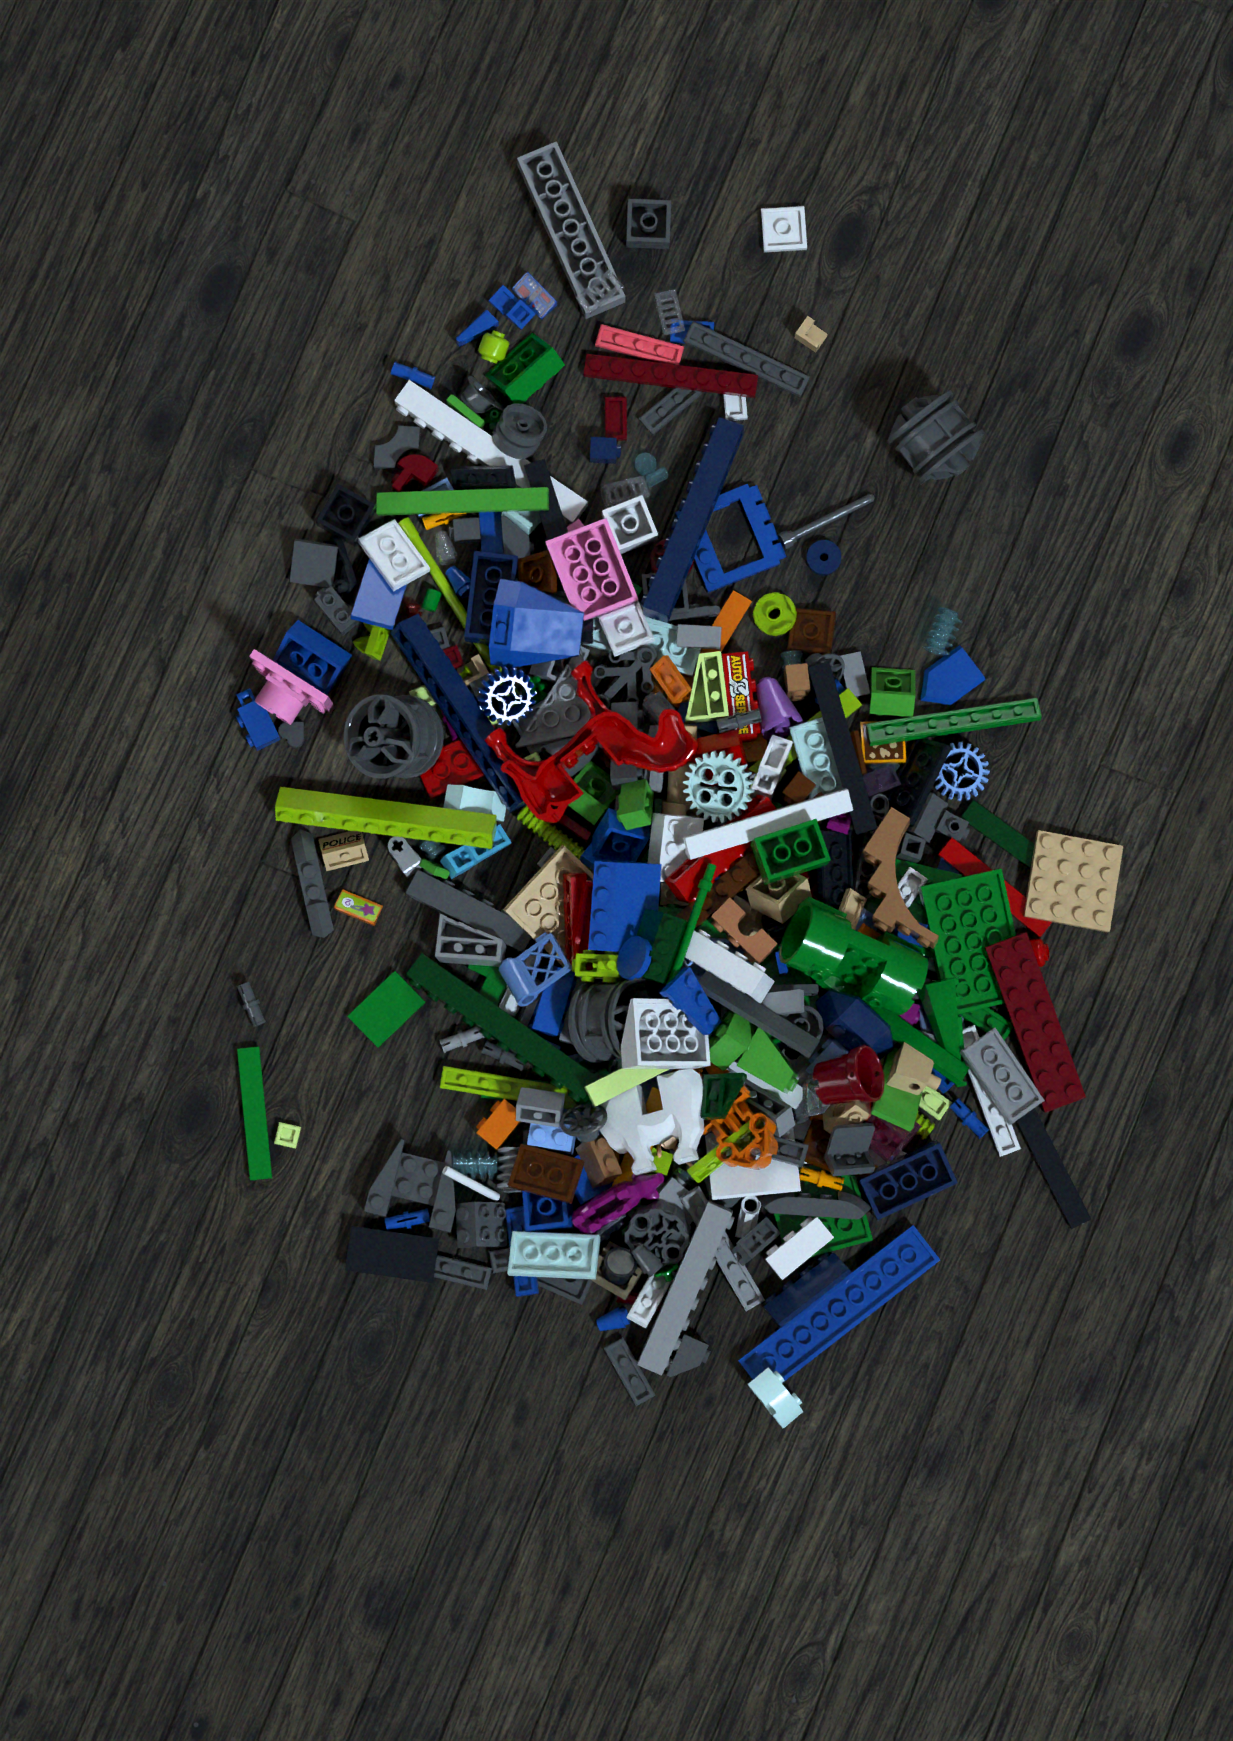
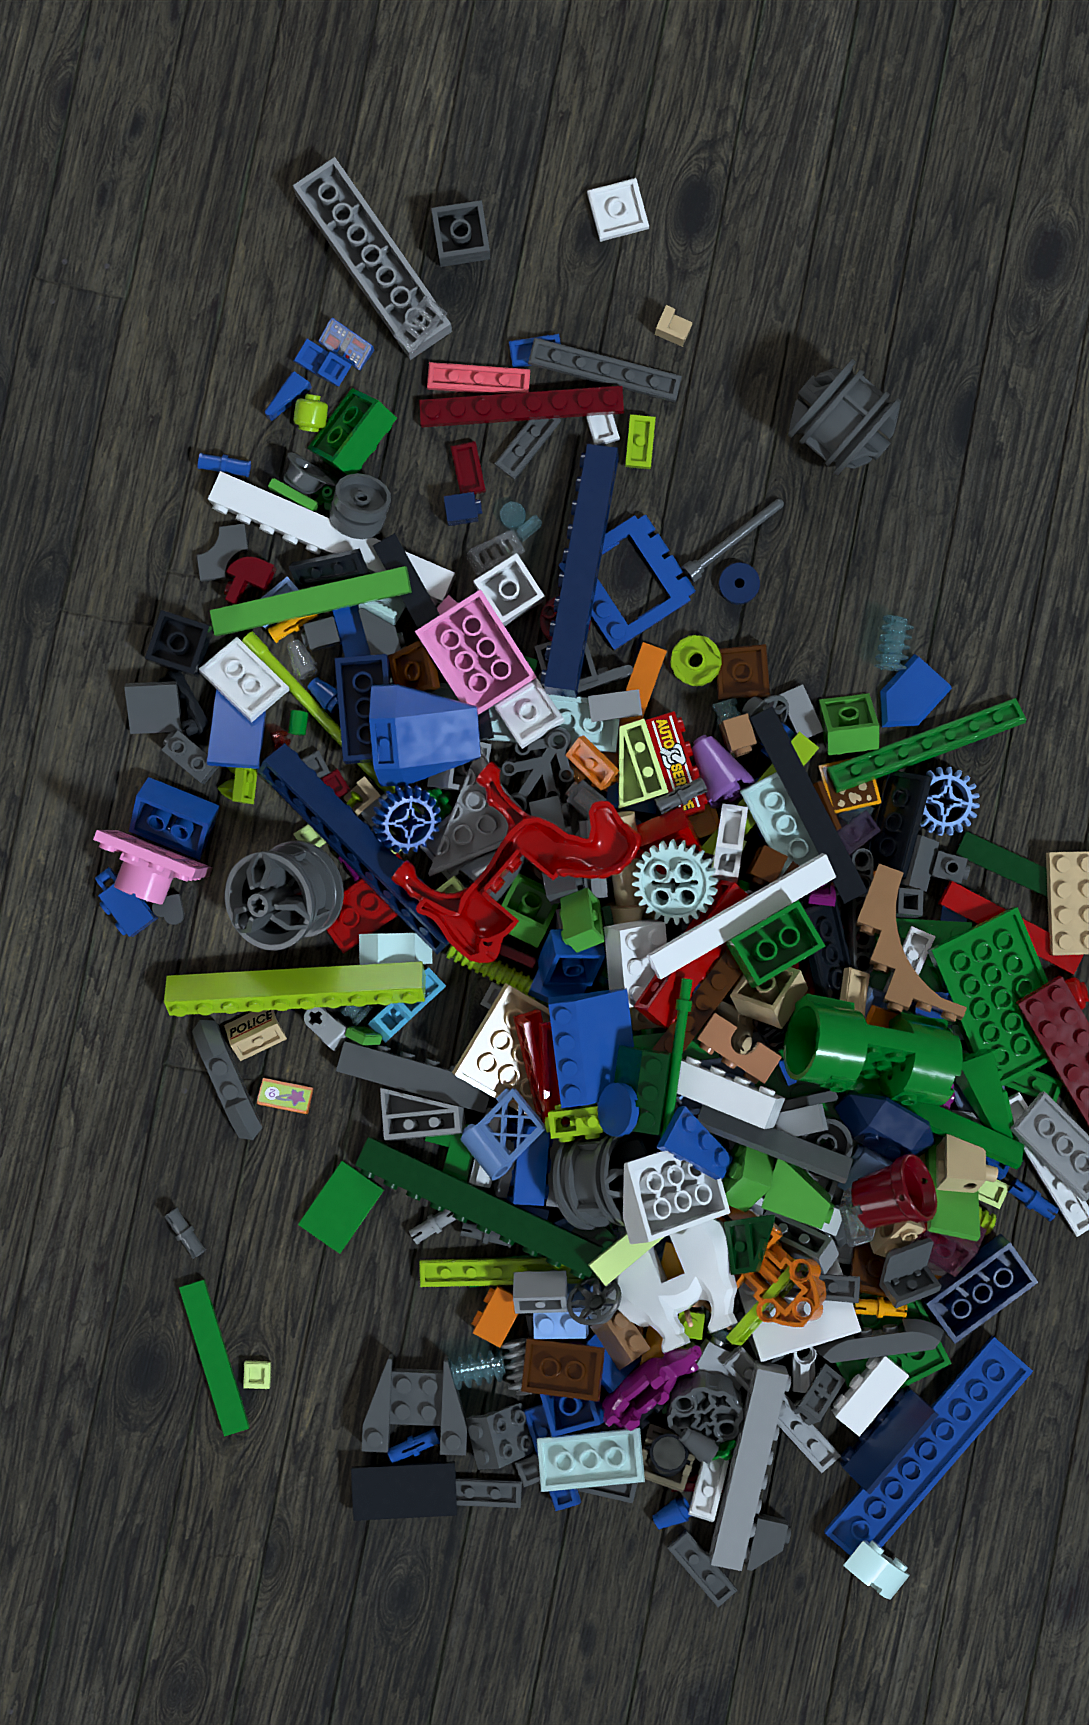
camera: 10 degrees left, 5 degrees up
(471, 1183) = (477, 1392): white bar -> none
(668, 296) = (500, 314): clear slope -> none
(764, 424) = (640, 441): none -> lime plate

